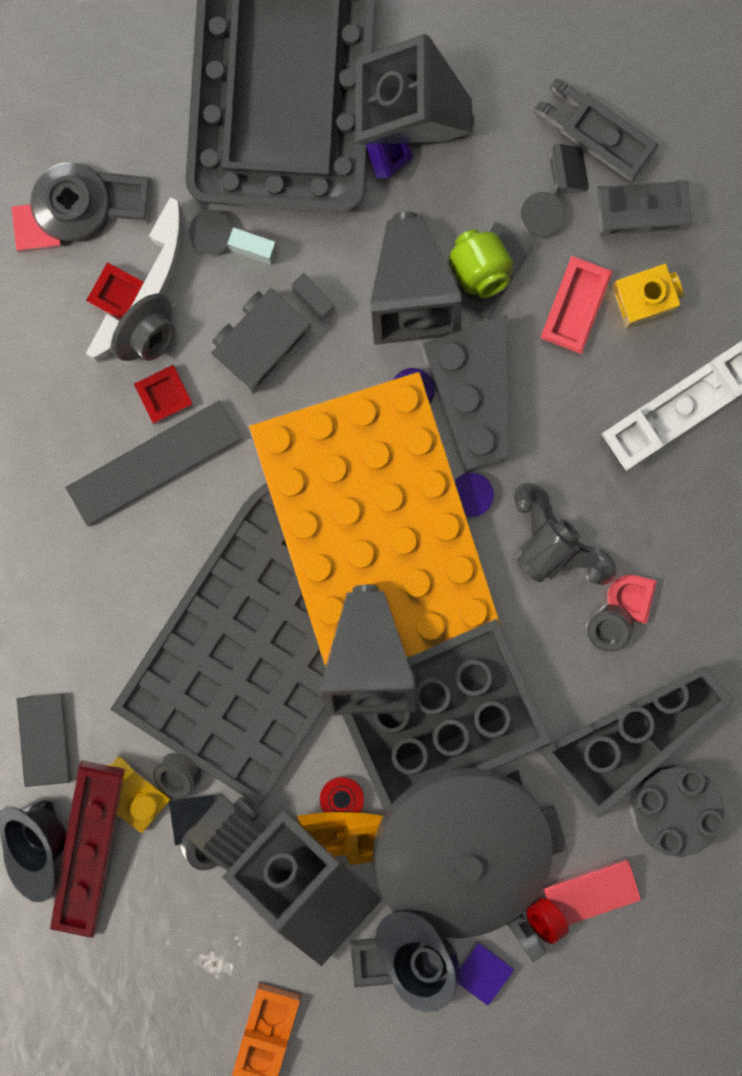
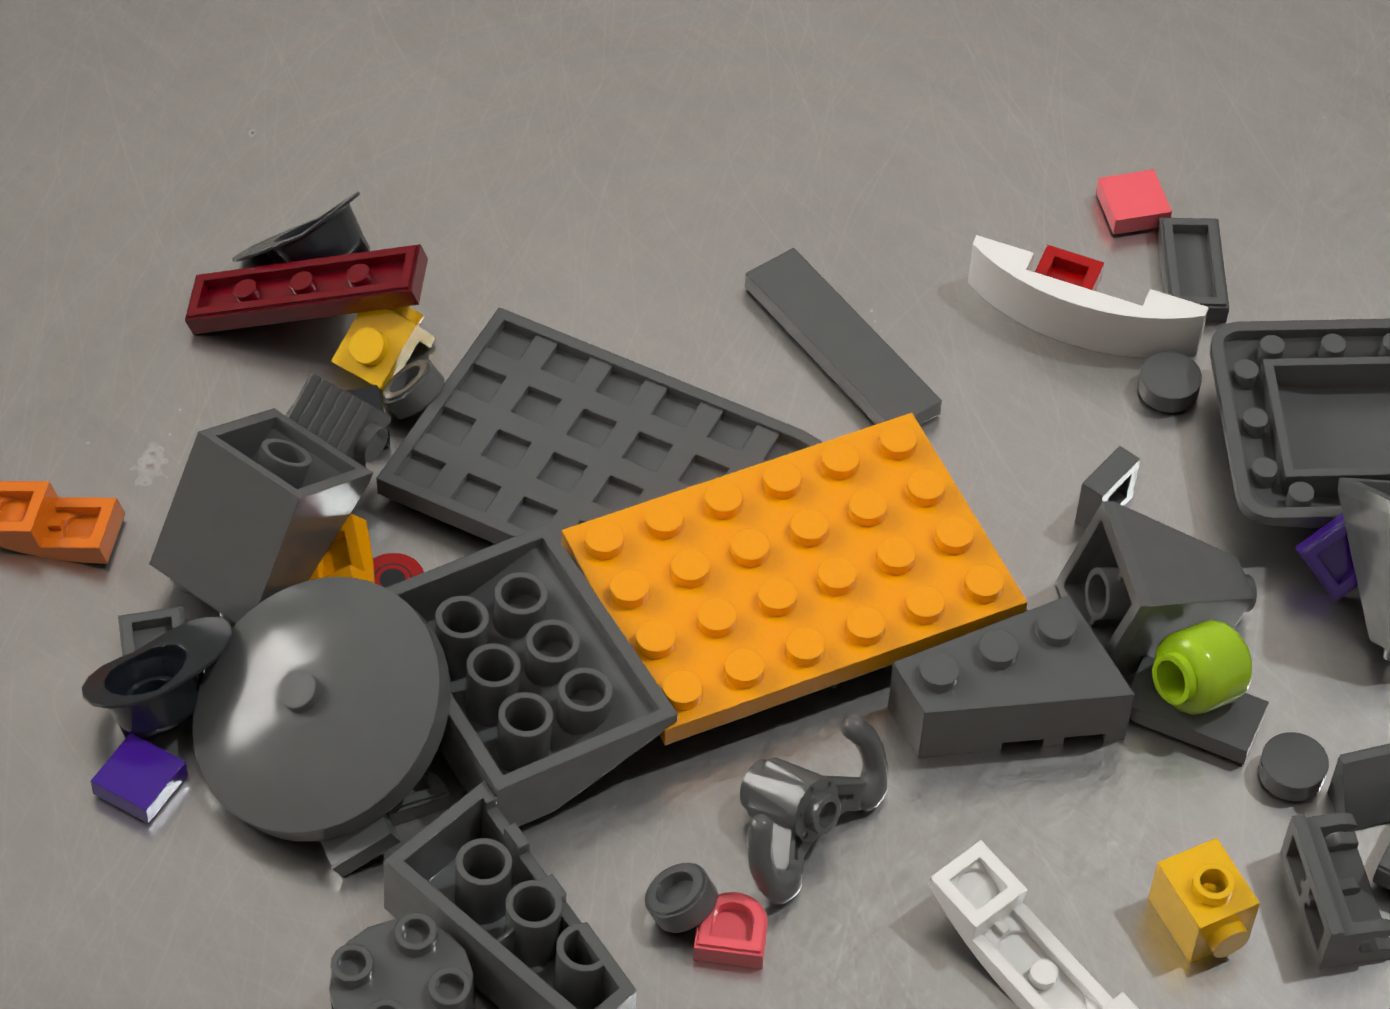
camera: 80 degrees right, 35 degrees down
(43, 740) = (462, 252): dark grey tile -> none
(84, 216) = (1175, 224): dark grey piece -> none
(144, 330) = (1037, 283): dark grey piece -> none
(163, 394) = (937, 347): red tile -> none
(252, 246) = (1163, 417): light aqua tile -> none
(259, 339) = (1033, 436): dark grey brick -> none
(367, 660) = (597, 532): dark grey slope -> none
(475, 494) = (857, 697): dark purple tile -> none
(527, 938) = (192, 824): dark grey tile -> none
(547, 921) = (220, 843): red tile -> none
(576, 304) = (1165, 816): coral tile -> none
(594, 891) = (267, 908): coral slope -> none

